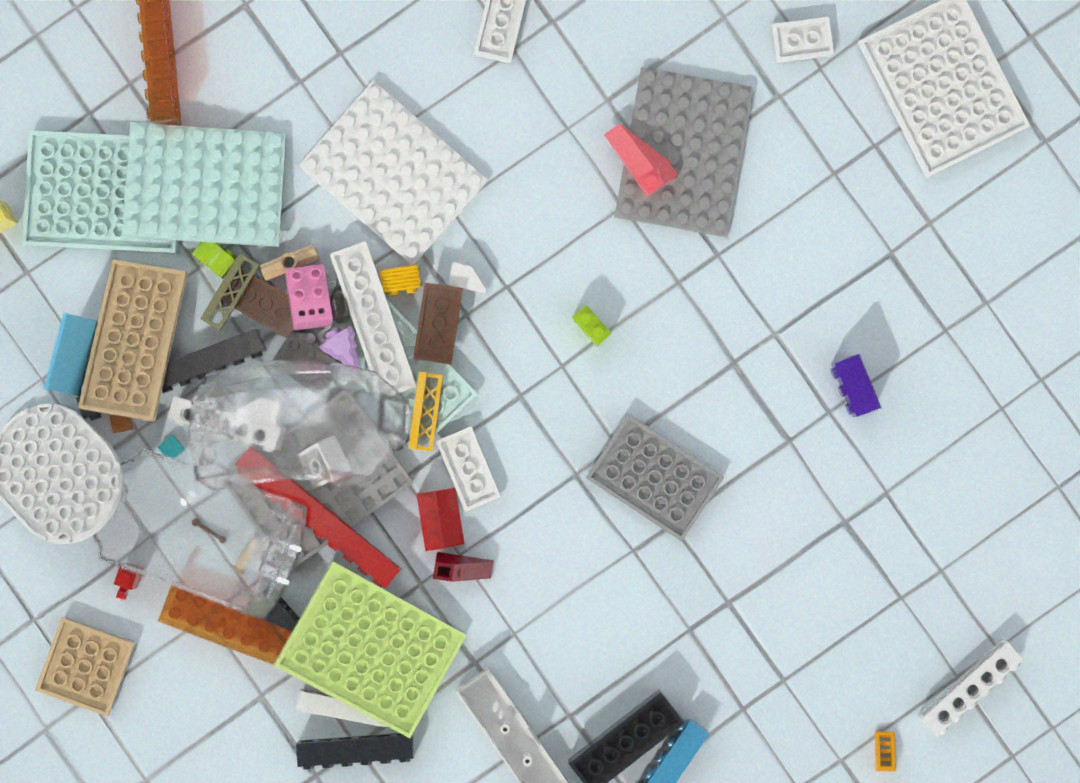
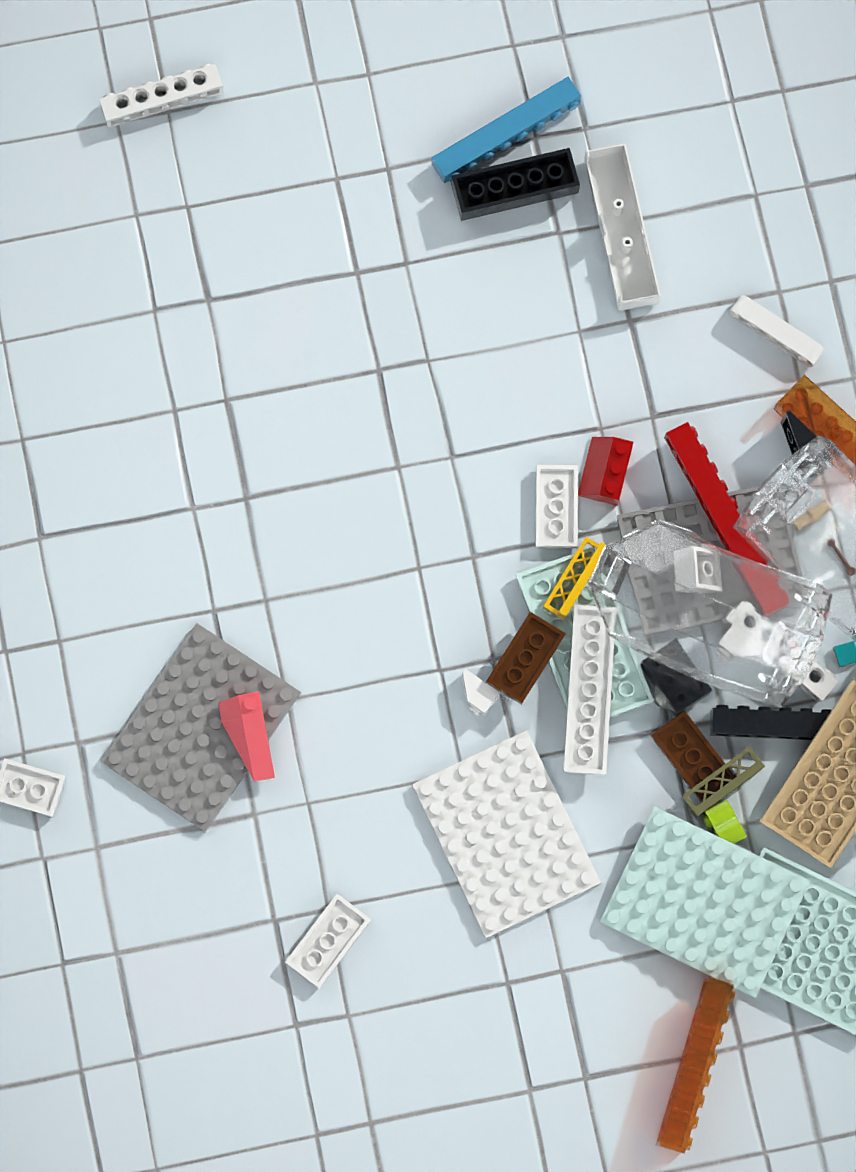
camera: 160 degrees left, 10 degrees down
(301, 258) = (636, 786): tan piece -> none
(309, 296) = (644, 741): bright pink piece -> none
(339, 308) = (619, 715): clear smoke brick -> none
(341, 346) = (632, 676): lavender rock -> none
(354, 750) = (782, 287): black brick -> none
(370, 649) = (727, 370): yellowish green plate -> none
(400, 279) = (544, 720): yellow brick -> none
(461, 568) = (606, 413): dark red slope -> none
(591, 326) = (373, 592): lime brick -> none
(654, 477) = (375, 420): light grey plate -> none
(855, 386) = (138, 421): dark purple slope -> none
(892, 759) = (276, 57): light orange slope -> none

